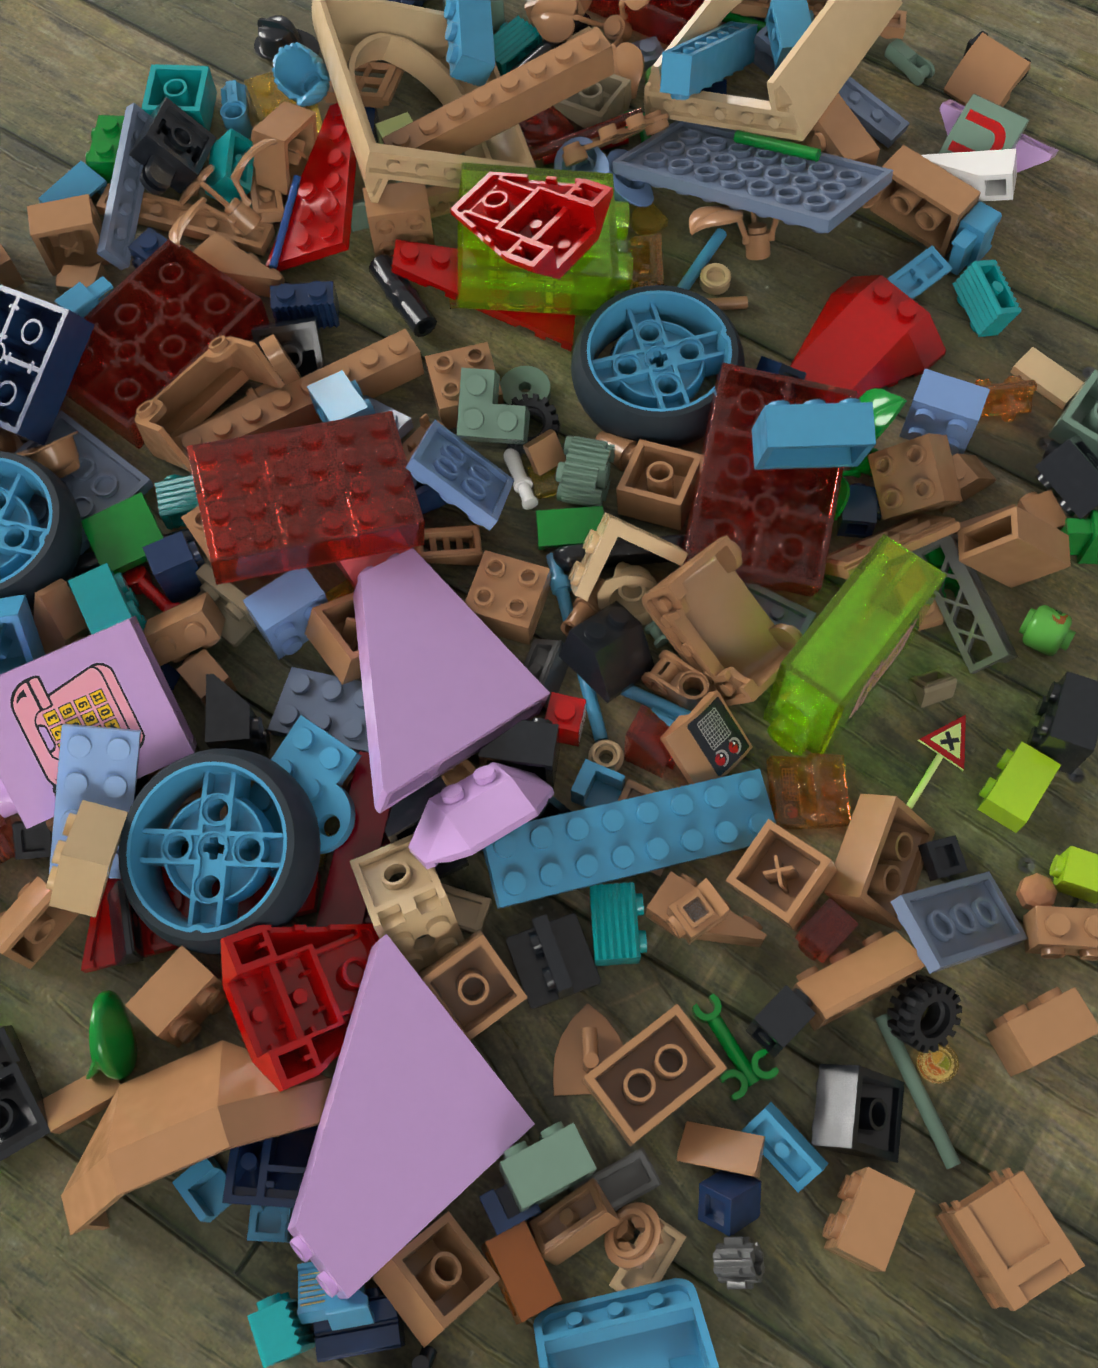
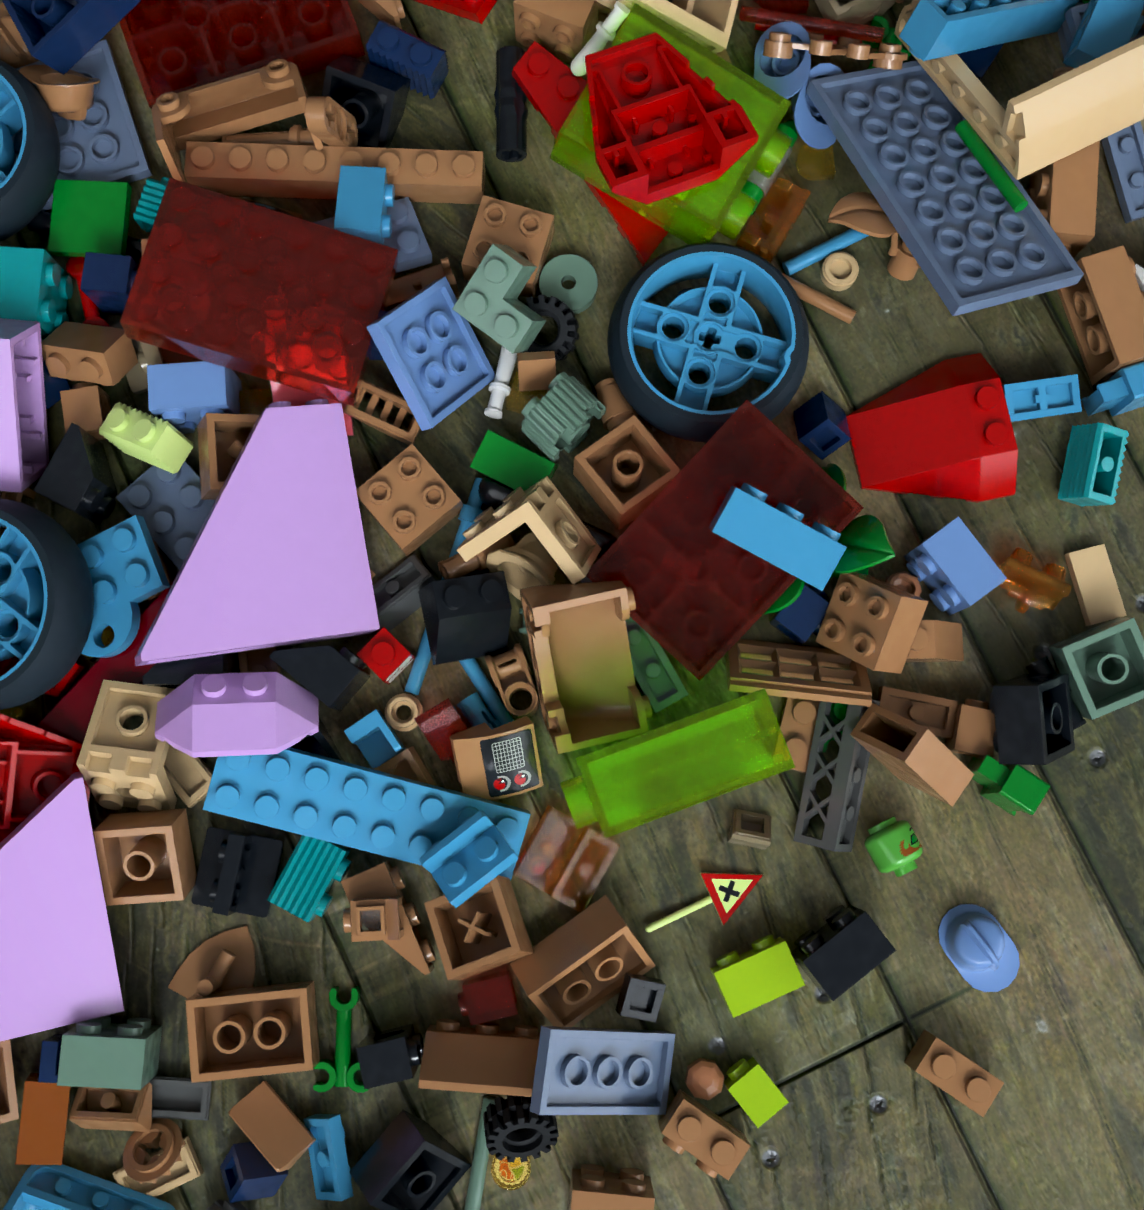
camera: 25 degrees right, 15 degrees up
(268, 664) = (146, 437): none -> yellowish green brick
(443, 222) = (604, 33): none -> white piece
(738, 820) = (468, 858): none -> dark azure bracket

